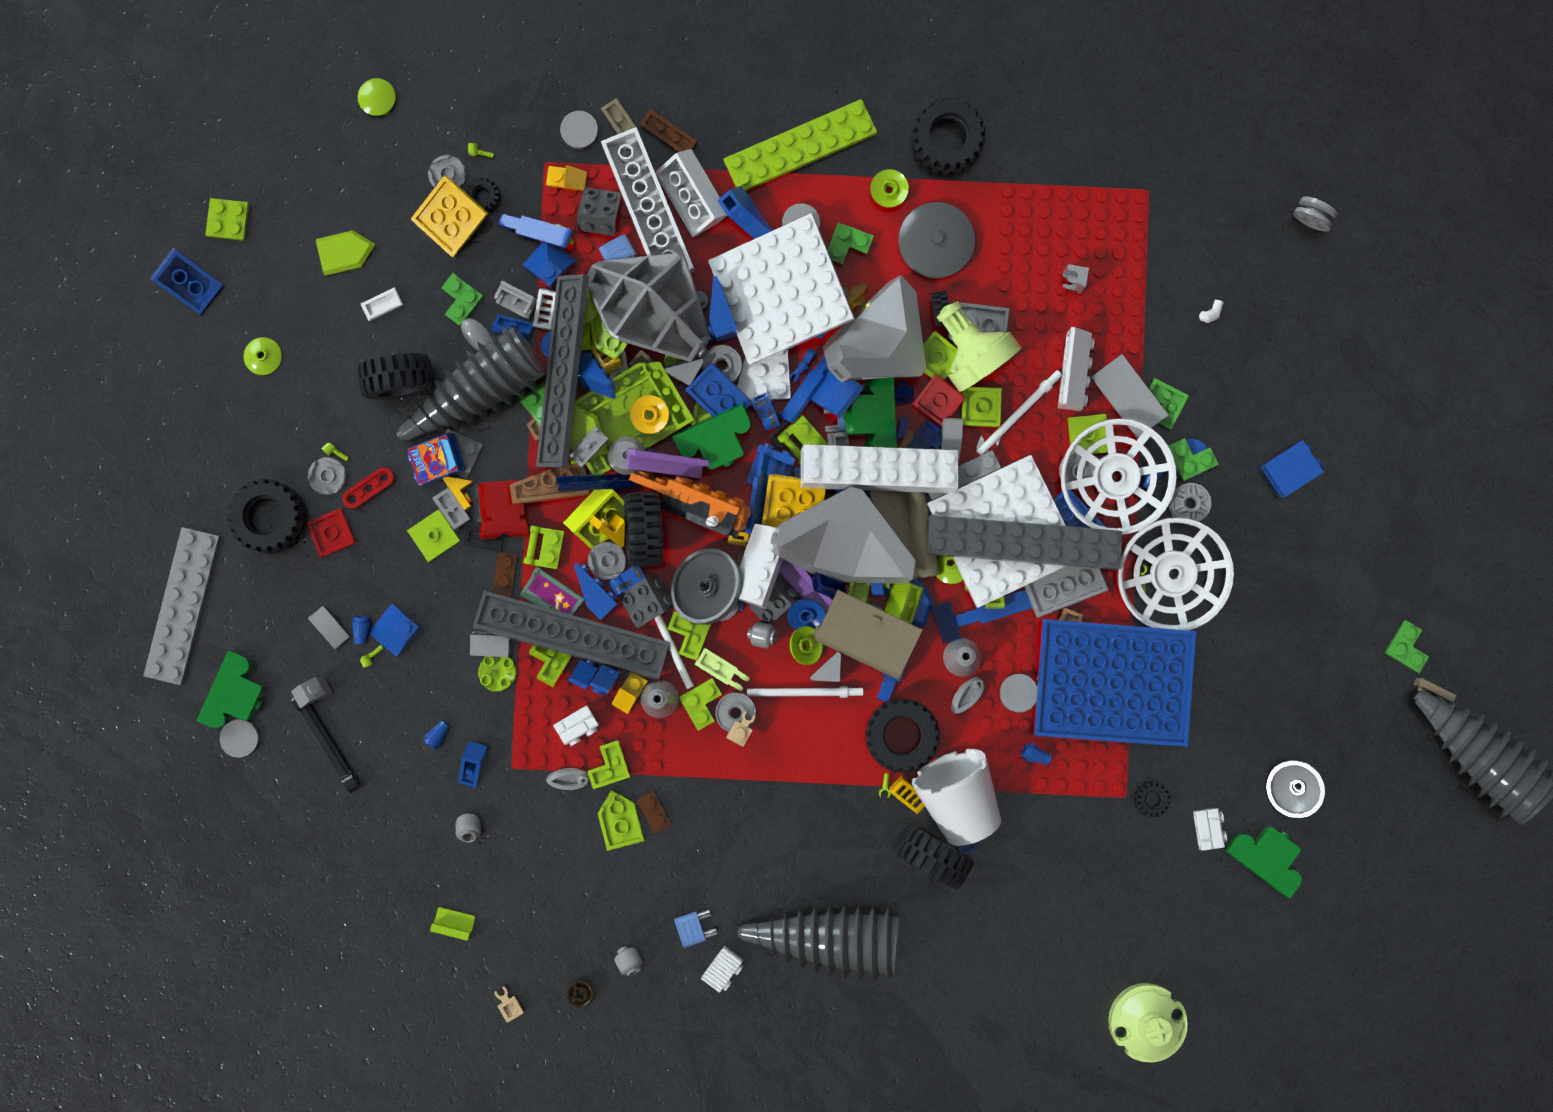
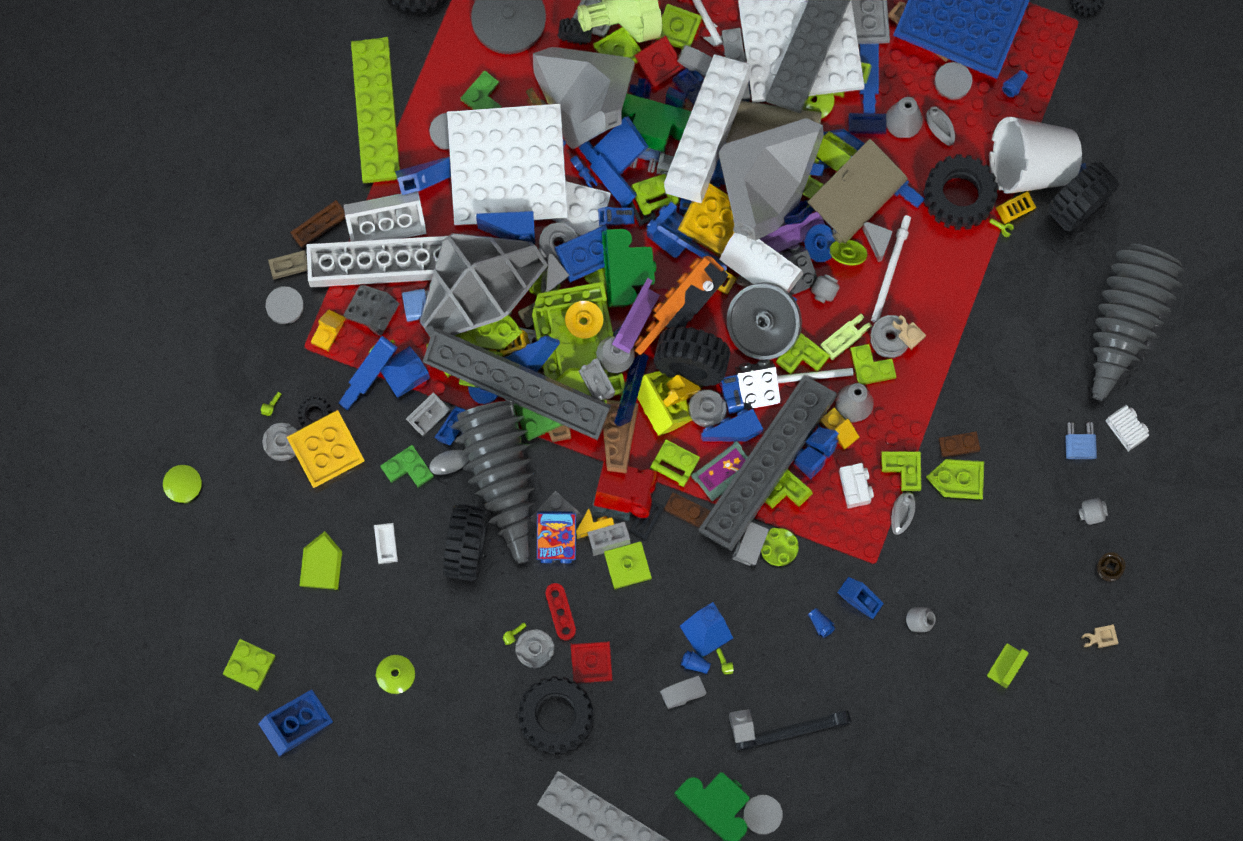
camera: 75 degrees left, 10 degrees down
(542, 291) = (443, 394): white slope -> none
(891, 179) = (445, 33): lime dish -> none

